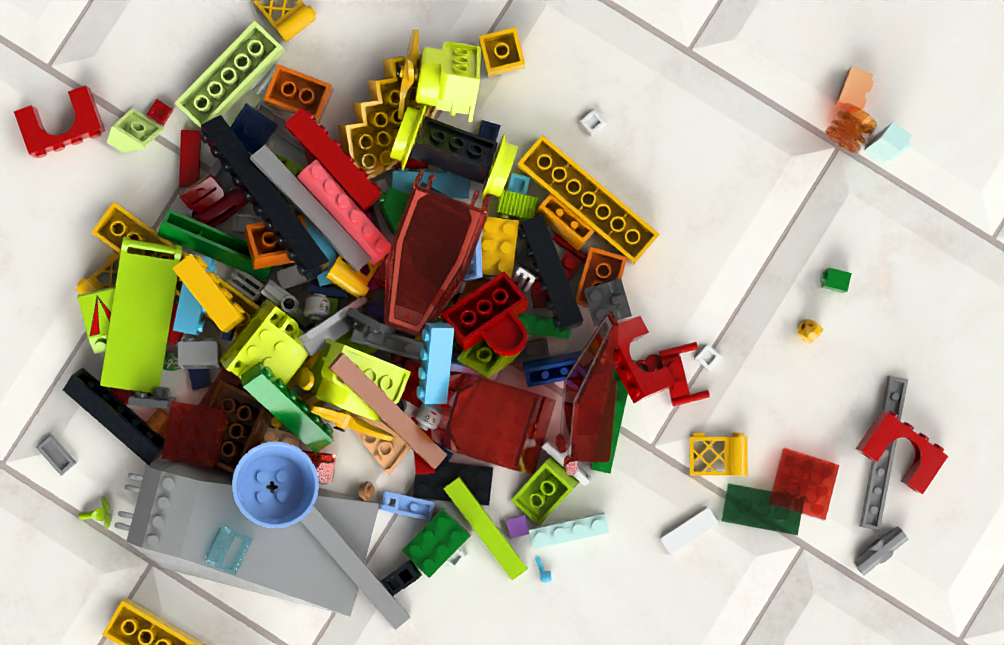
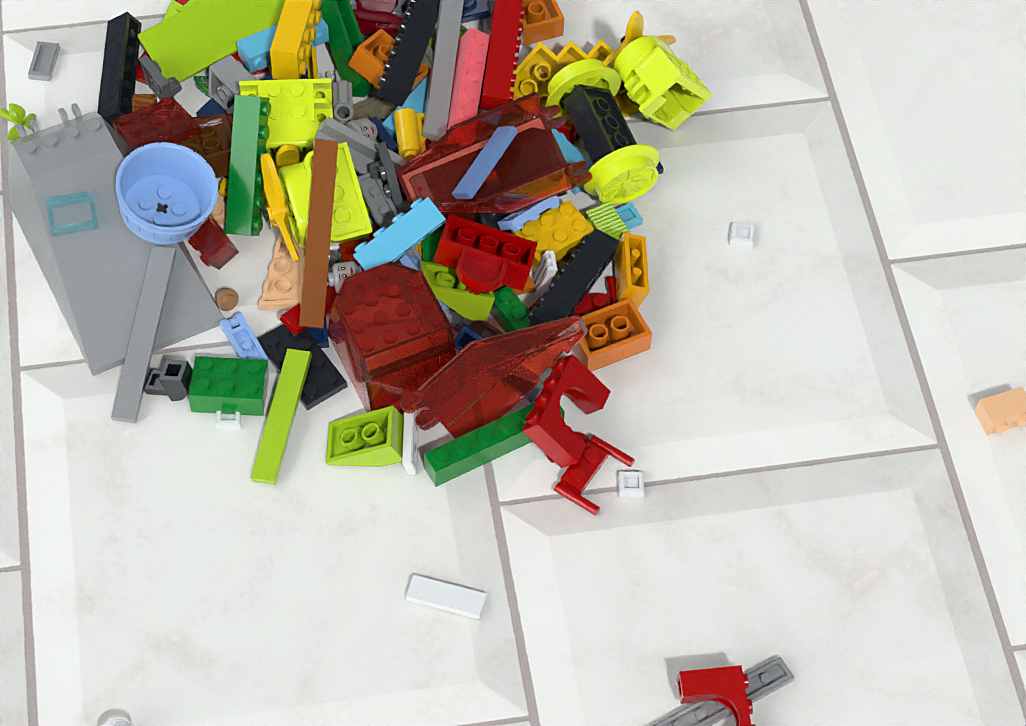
camera: 45 degrees right, 30 degrees down
(291, 277) = (370, 107): light grey tile -> none
(424, 259) = (484, 162): none -> medium blue tile
(501, 52) = (725, 120): yellow brick -> none
(517, 526) = (308, 446): medium lavender tile -> none
(545, 576) = (281, 505): medium azure hand -> none
(568, 530) = (345, 486): light aqua brick -> none
(588, 199) = (671, 275): yellow brick -> none
(607, 298) = (598, 346): dark grey hinge -> none
(735, 454) = (561, 574): yellow piece -> none
(751, 508) = (532, 647): clear green tile -> none
(803, 484) = (594, 658): clear red plate -> none
(809, 330) = (747, 547): yellow rock -> none
(835, 280) = (818, 533): green brick -> none
(851, 128) = (968, 428): clear orange wheel -> none
(889, 143) = (988, 455): light aqua brick -> none

